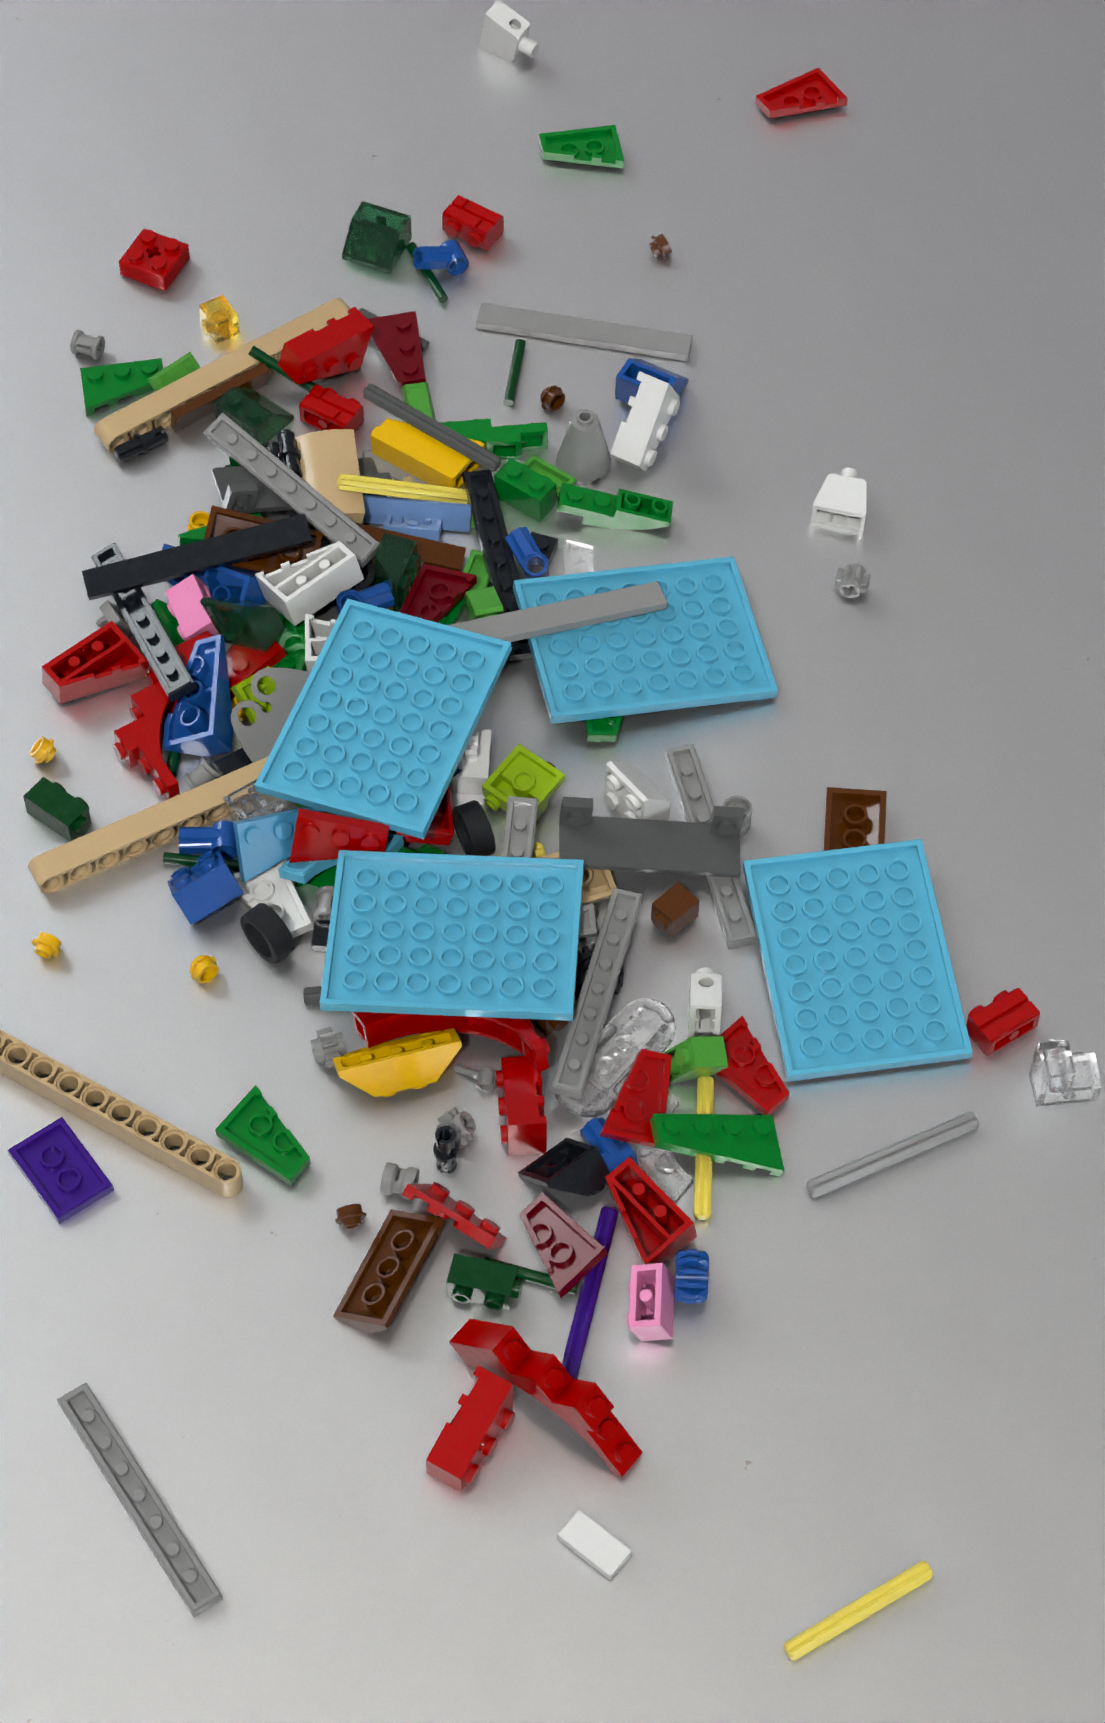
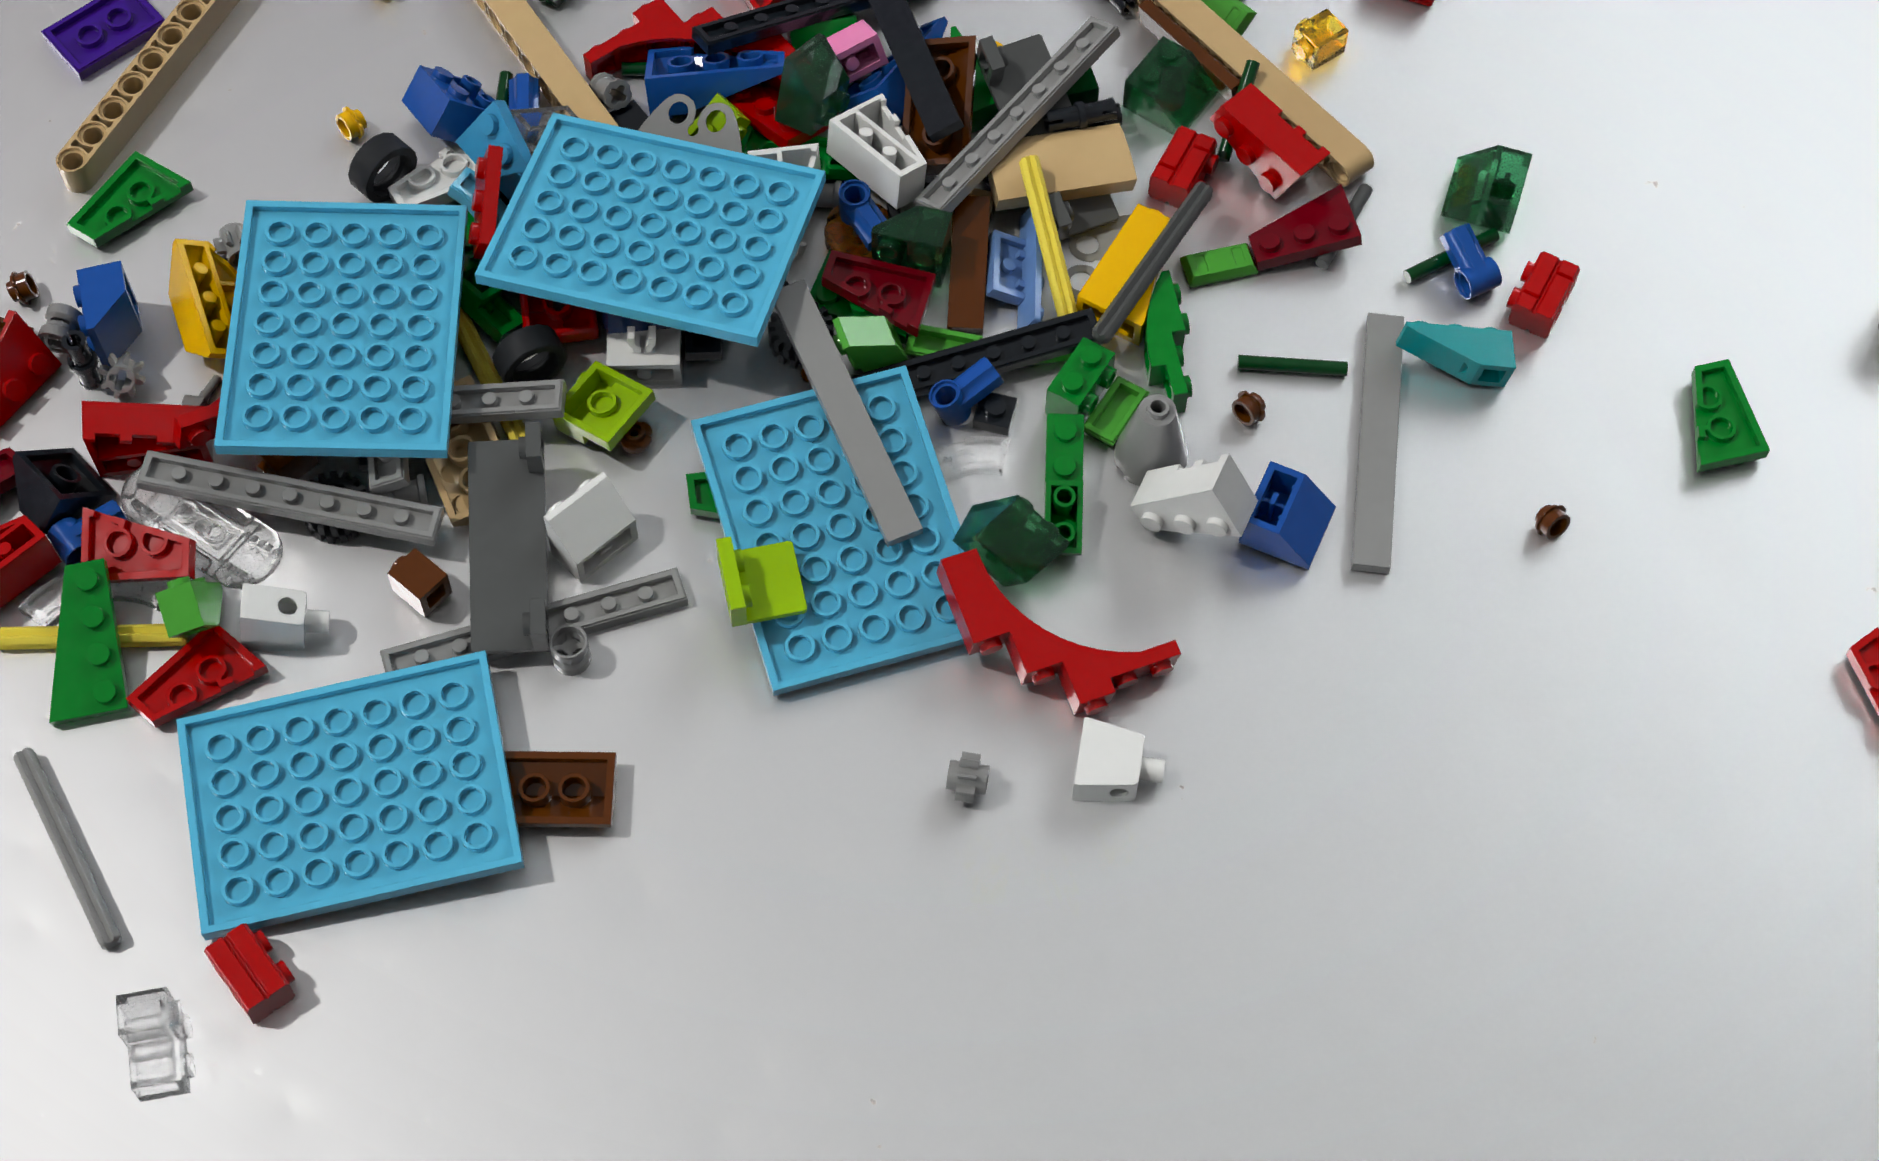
camera: 85 degrees right, 5 degrees up
(399, 1132) = (108, 309): none -> blue slope
(519, 269) = (1467, 353): none -> teal slope
(670, 530) = (1010, 539): none -> clear green slope
(698, 682) = (760, 582): none -> lime bracket
(739, 548) = (989, 620): none -> red arch

